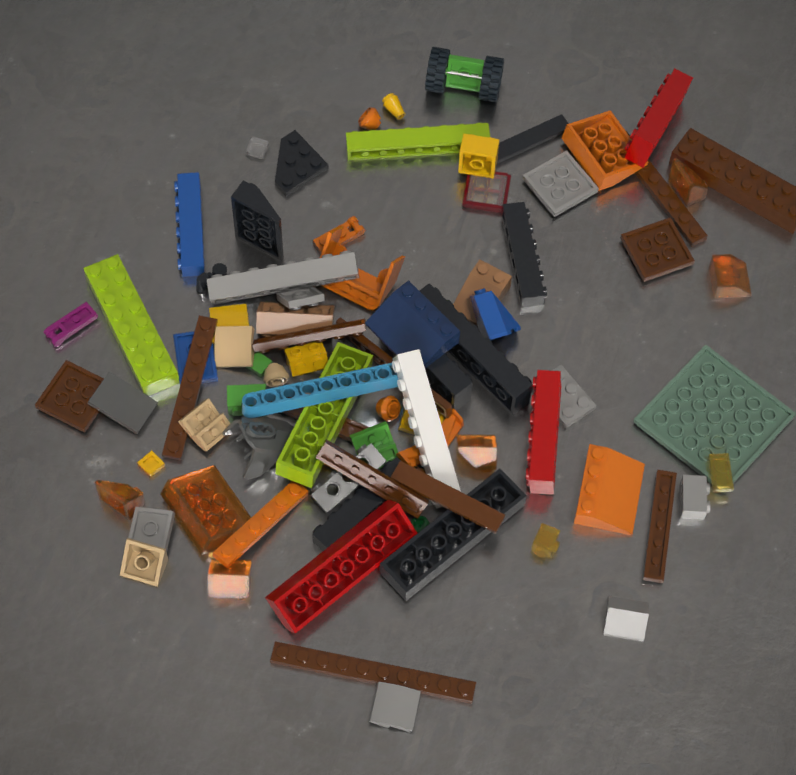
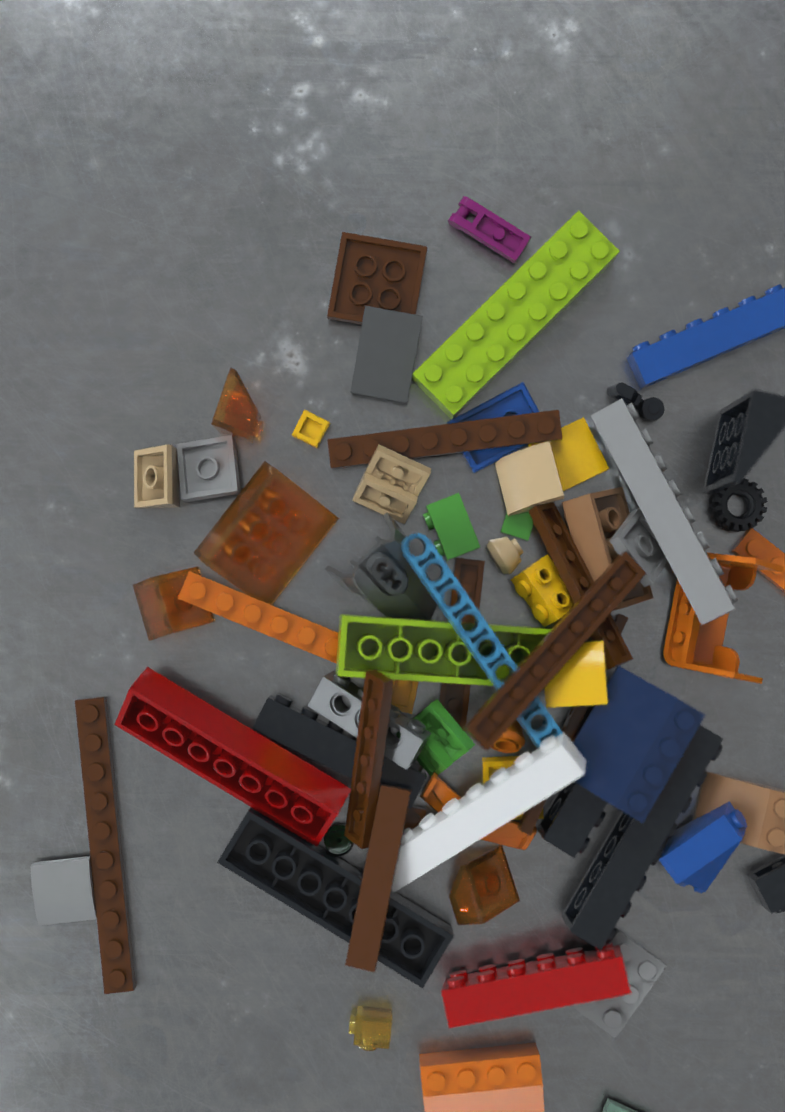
camera: 80 degrees right, 25 degrees up
(297, 252) = (750, 518): none -> black tyre
(342, 349) = (554, 651): none -> reddish brown plate
(361, 347) = (581, 679): none -> yellow slope

